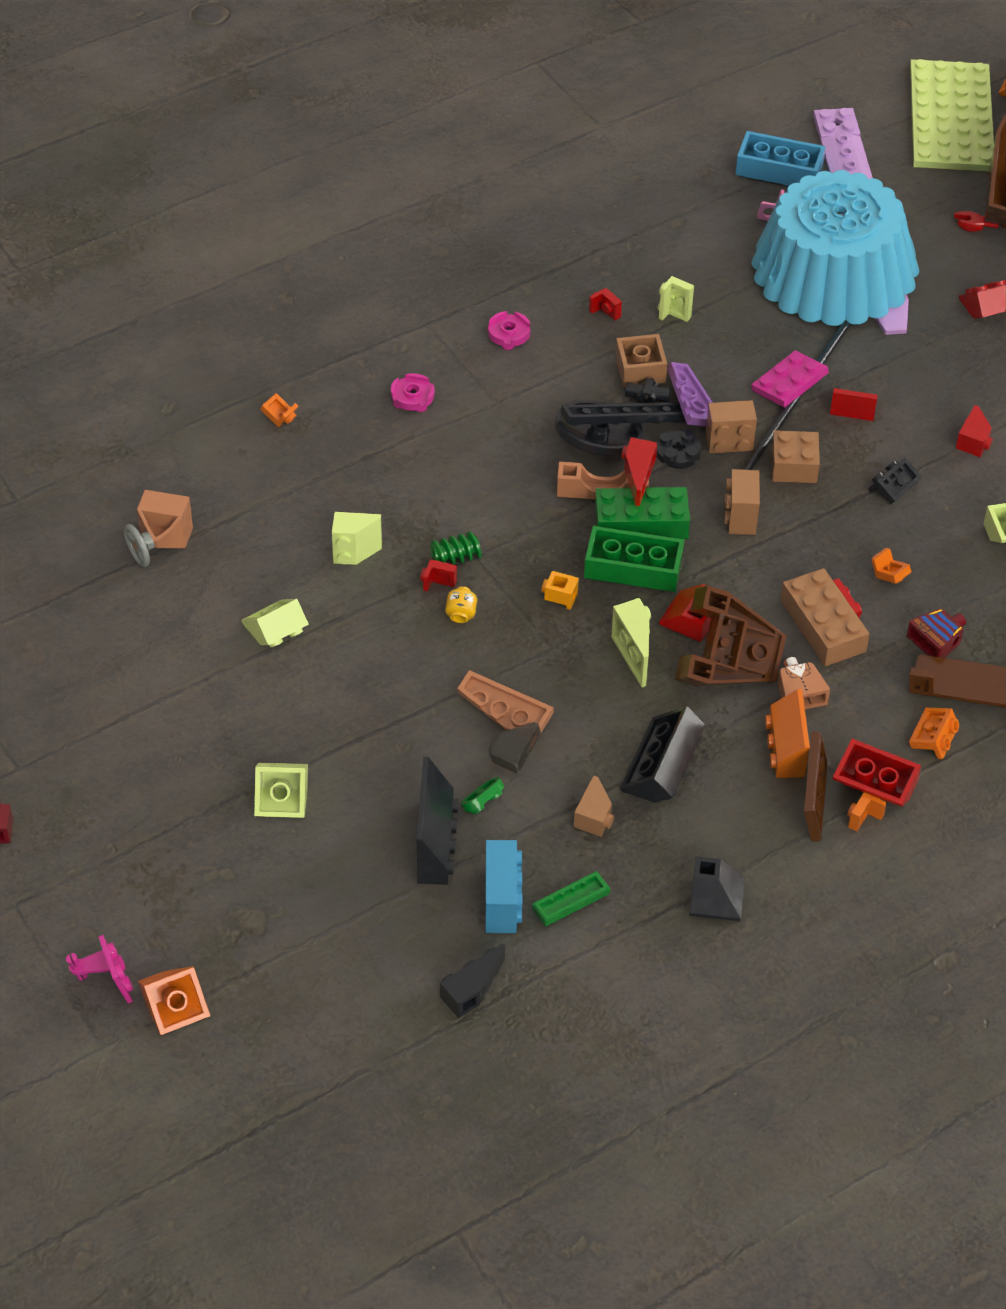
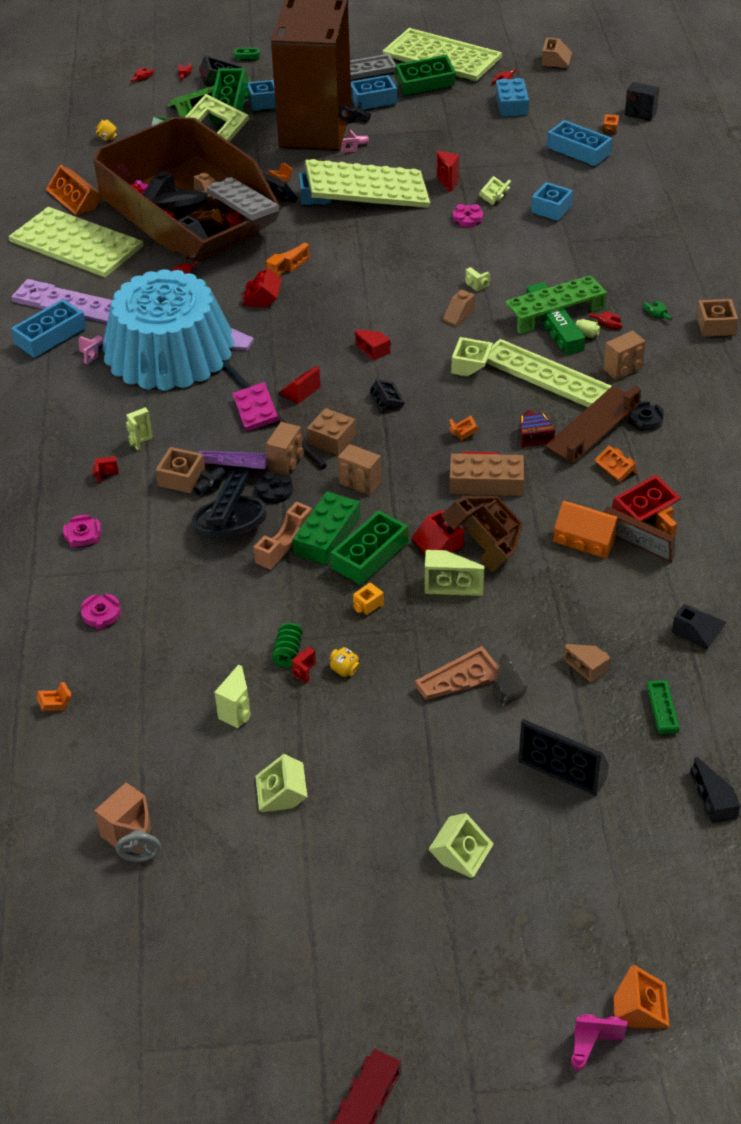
camera: 60 degrees left, 5 degrees down
(487, 791) = (541, 719): green plate -> none
(503, 886) = (640, 738): dark azure brick -> none
(639, 462) = (299, 503): red slope -> none
(663, 755) = (559, 605): black slope -> none
(803, 677) = (538, 510): nougat torso -> none

